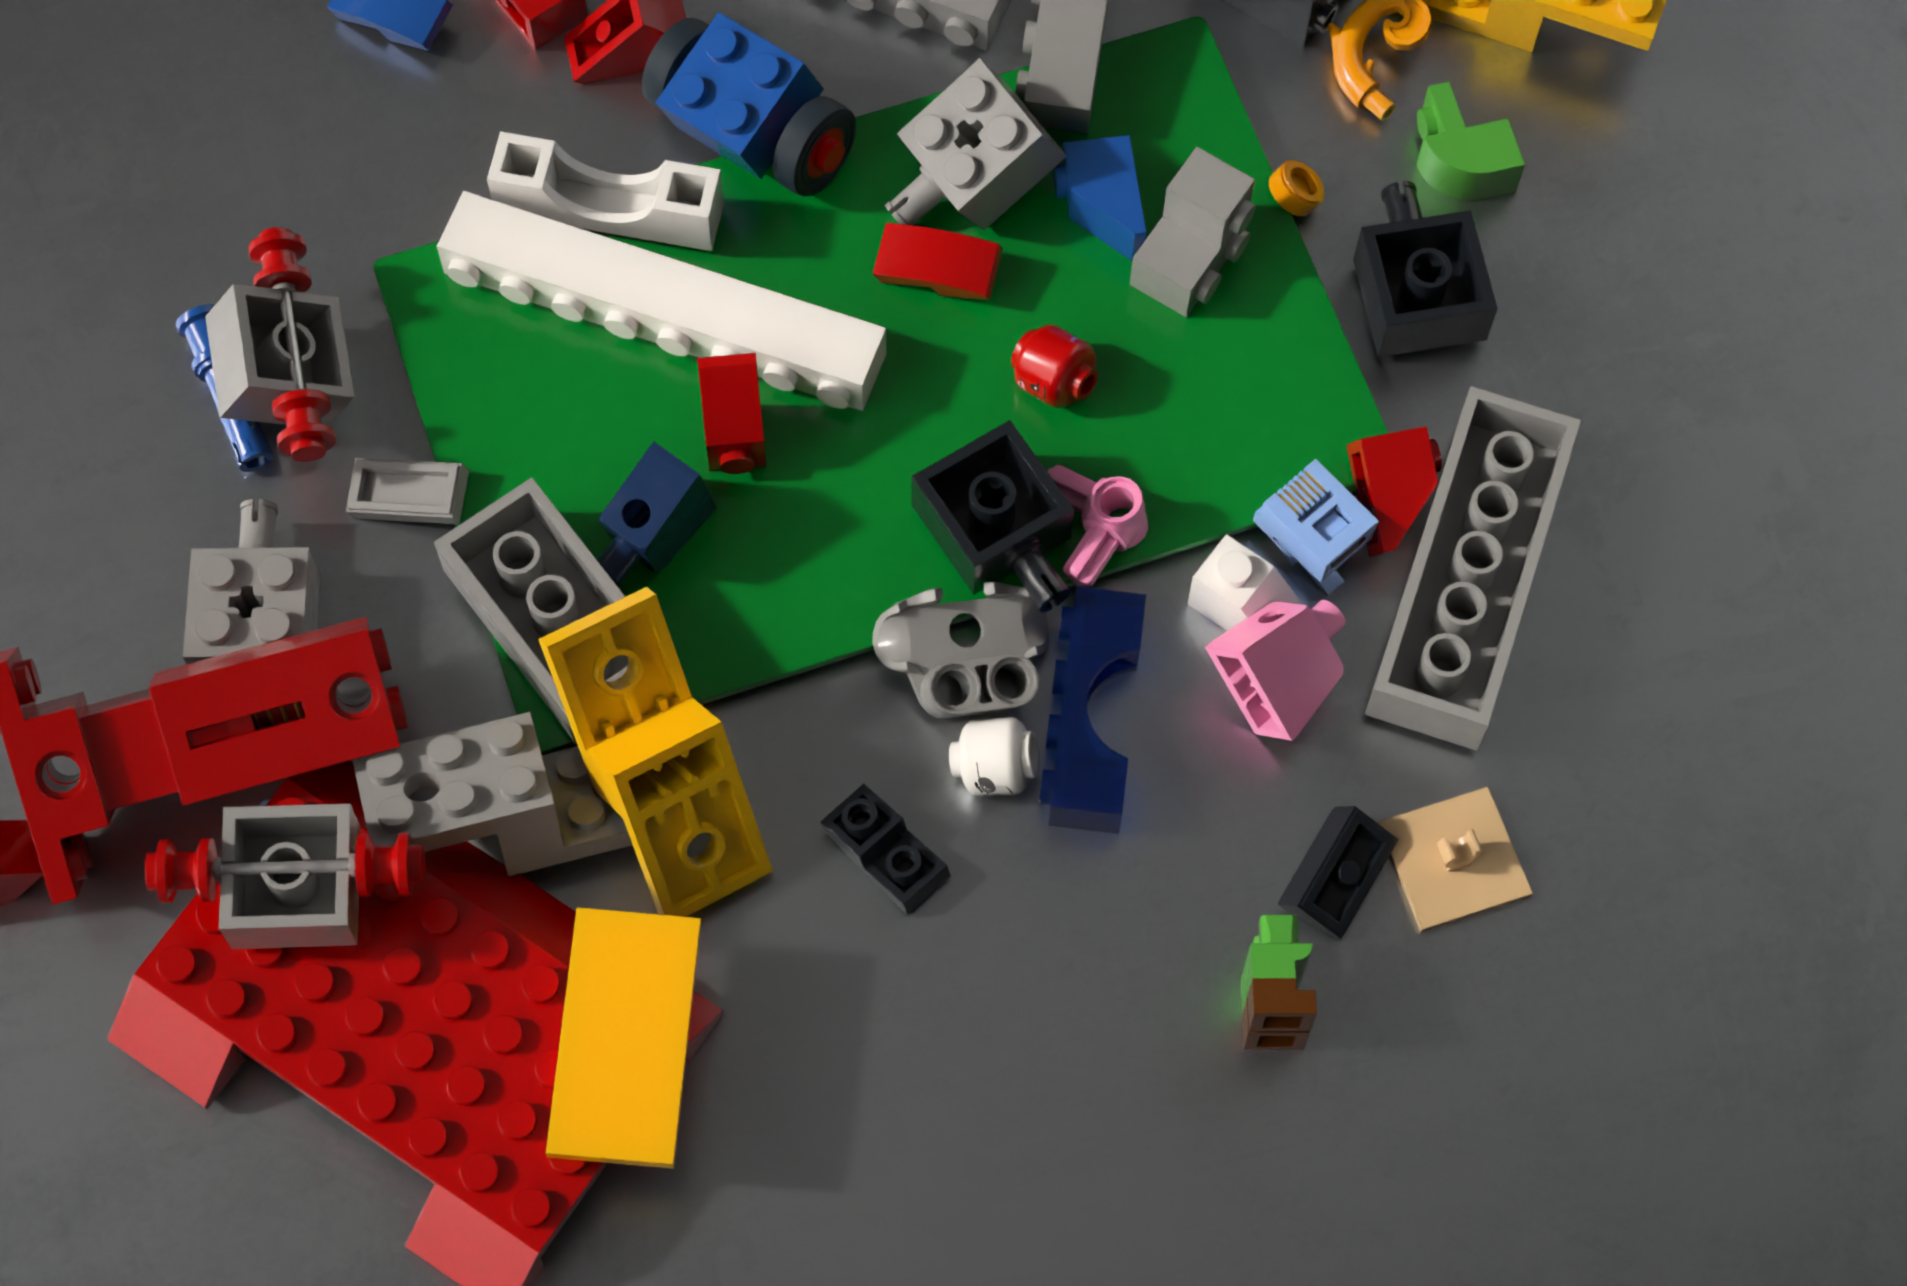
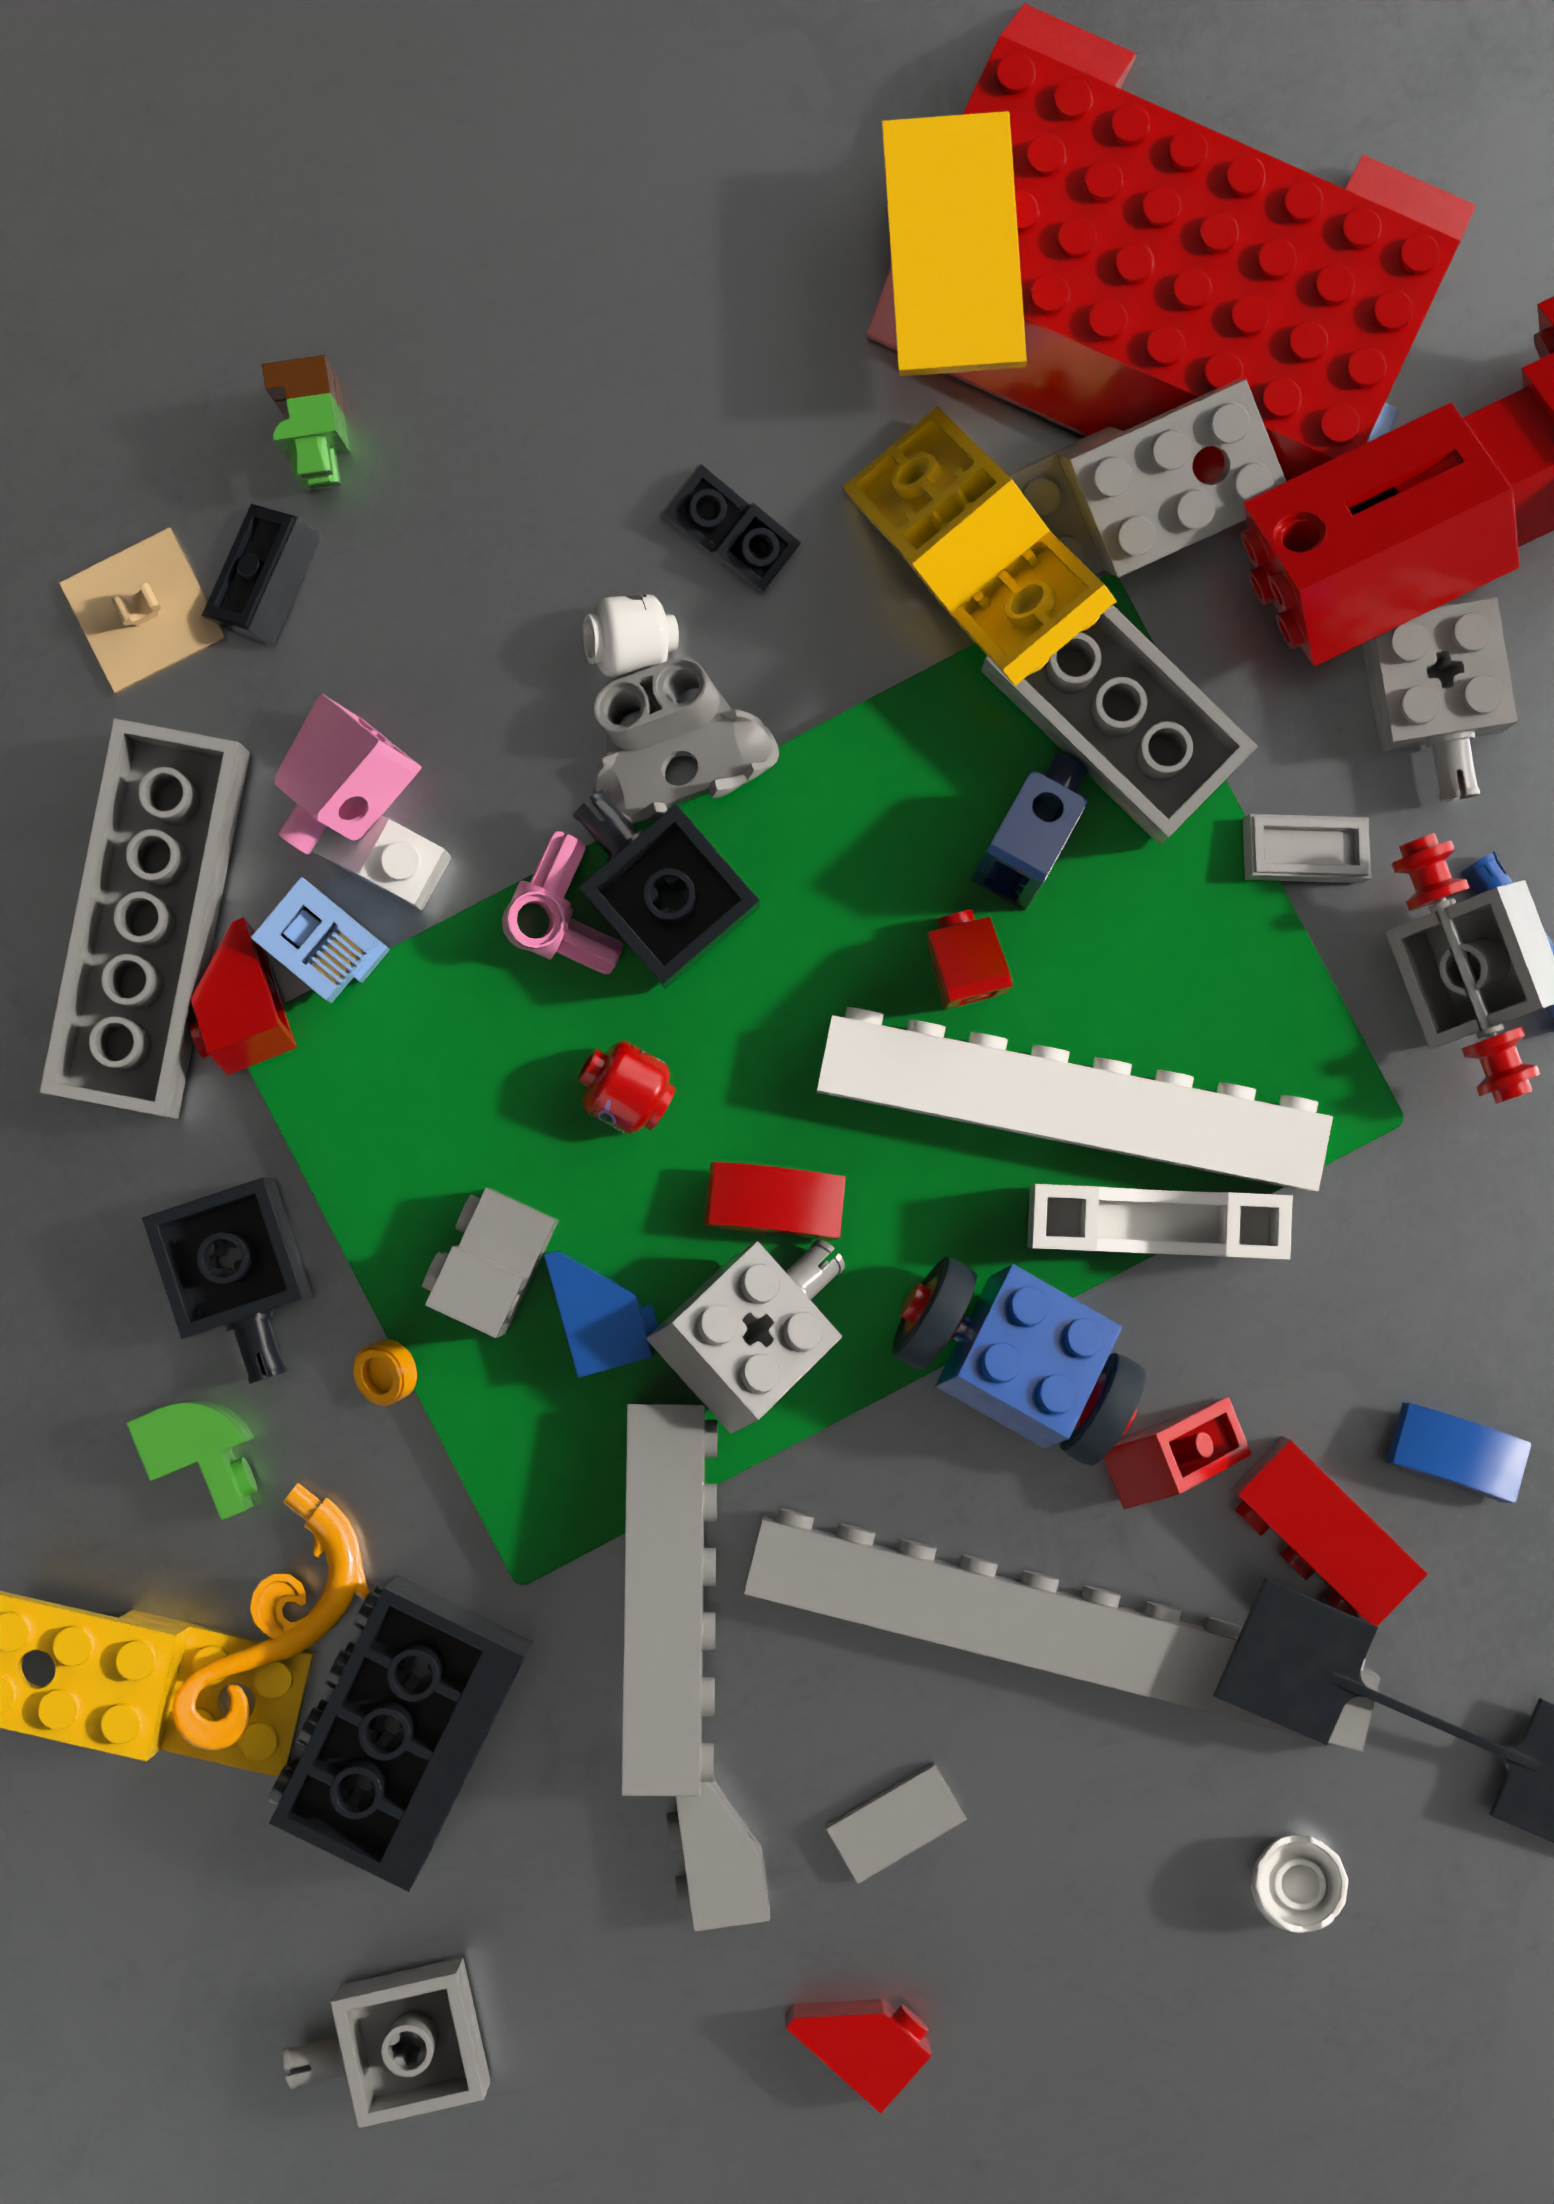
camera: 175 degrees right, 20 degrees up
(287, 874) = (1324, 327): light grey brick -> none
(1088, 775) = (531, 624): clear blue arch -> none

